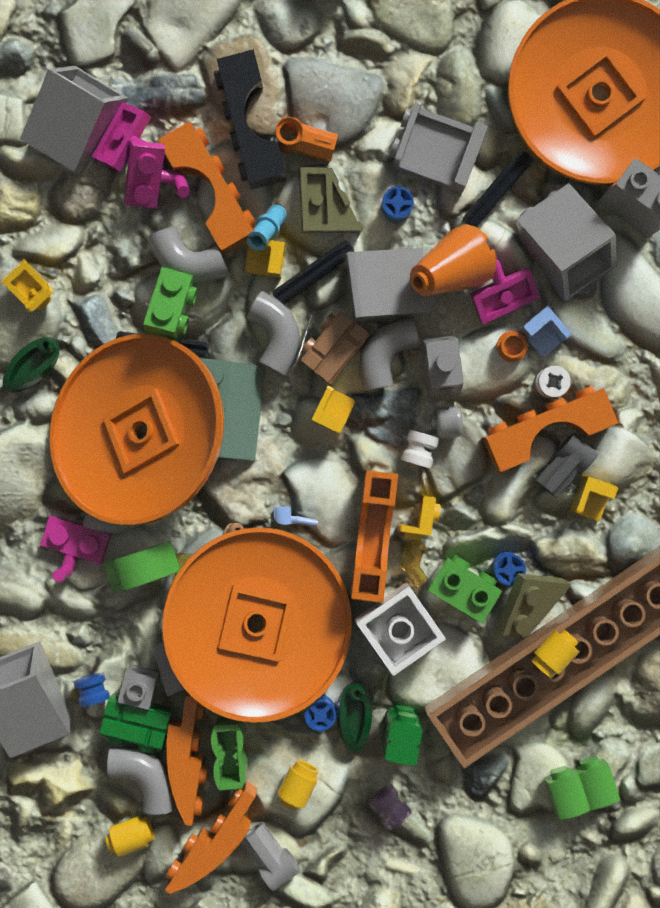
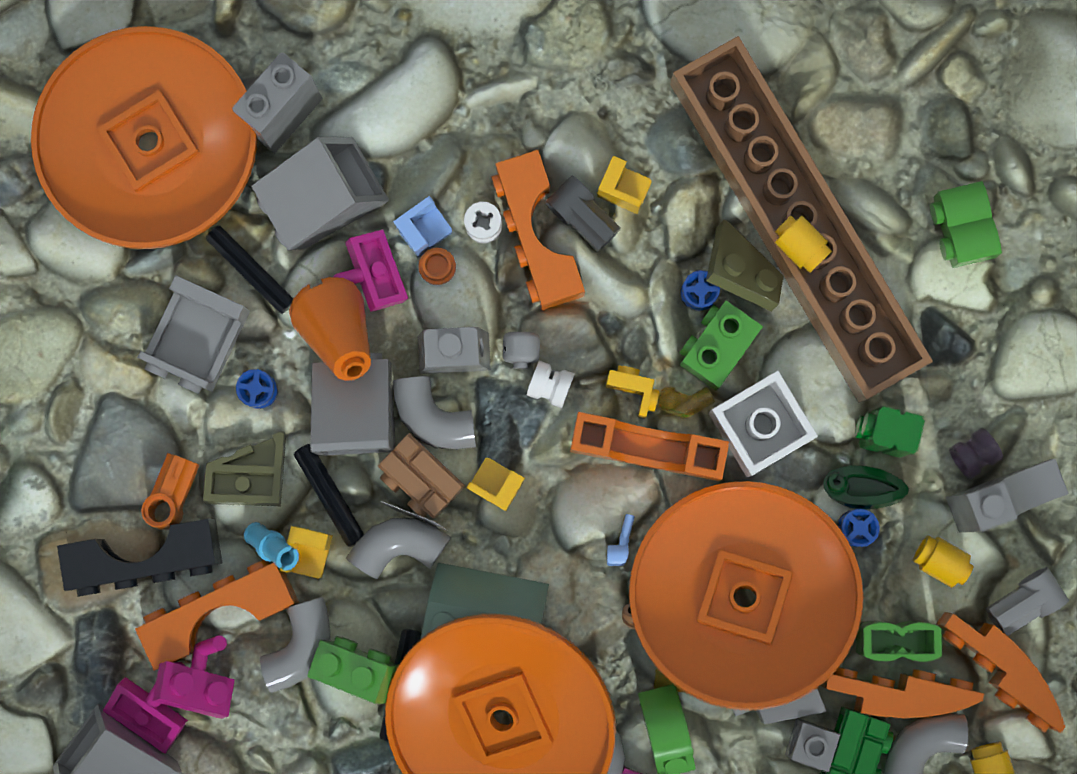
camera: 80 degrees left, 5 degrees down
(354, 833) = (1006, 497): none -> light grey arch

